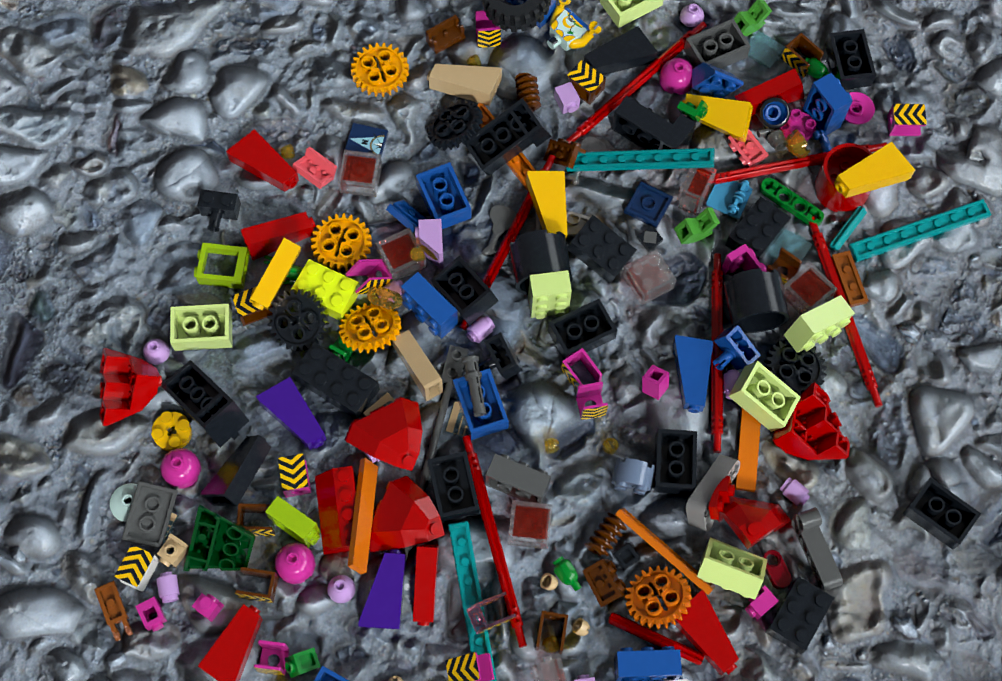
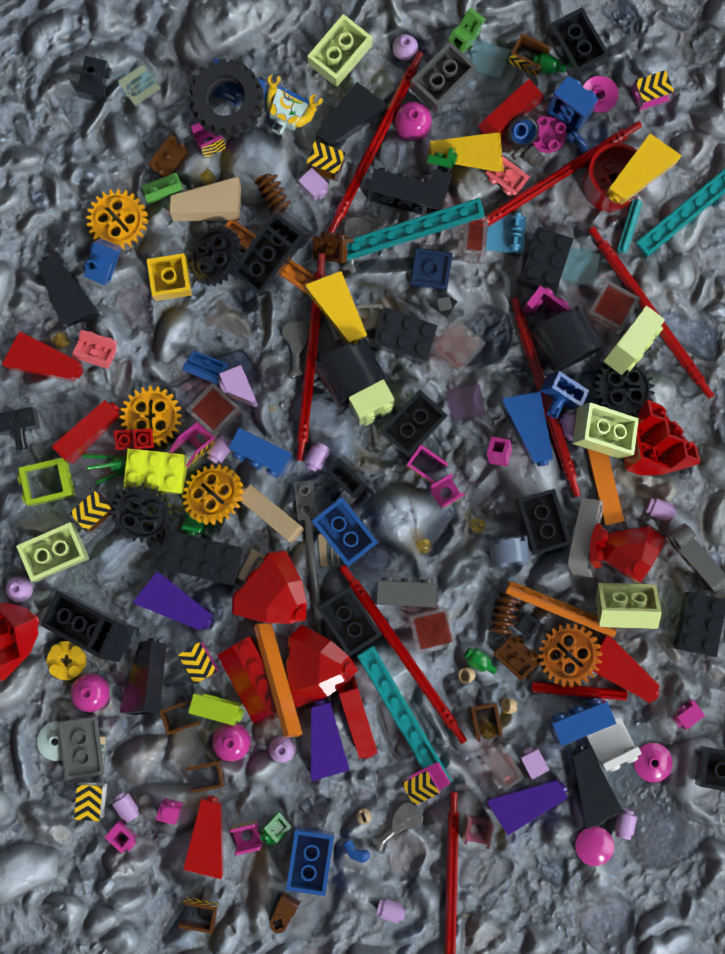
camera: 20 degrees left, 15 degrees up
(113, 608) = (84, 844): dark orange hinge -> none
(179, 553) = (121, 768): tan brick -> none
(218, 543) = (156, 752): dark green wedge -> none
(275, 274) = (104, 480): yellow slope -> none
(309, 116) = (67, 296): none -> black slope
(318, 253) = (134, 438): none -> red slope
(351, 97) = (101, 261): none -> blue brick
(360, 173) = (141, 339): piece -> none
(367, 139) = (133, 303): dark blue tile -> none
(383, 301) = (215, 460): clear yellow beam -> none
(406, 130) = (169, 277): none -> yellow brick
(417, 253) = (231, 408): clear yellow hinge -> none
(429, 57) = (162, 188): none -> bright green bracket
(443, 195) = (232, 334): blue brick -> none
(464, 290) = (288, 426): black brick -> none
(473, 377) = (330, 512): dark grey pin -> none
(475, 610) = (410, 729): clear pink piece -> none
(639, 331) = (466, 402): none -> clear purple piece
(697, 228) = (486, 278): bright green brick -> none
(714, 81) = (453, 116): blue slope -> none
(761, 604) = (666, 626): dark pink brick -> none
(779, 573) = (669, 590): dark red piece -> none
(786, 260) = (581, 283): reddish brown piece -> none
(794, 199) = (566, 220): green beam -> none
(797, 144) = (555, 158): clear yellow hair -> none
(849, 279) = (646, 279): dark orange plate -> none

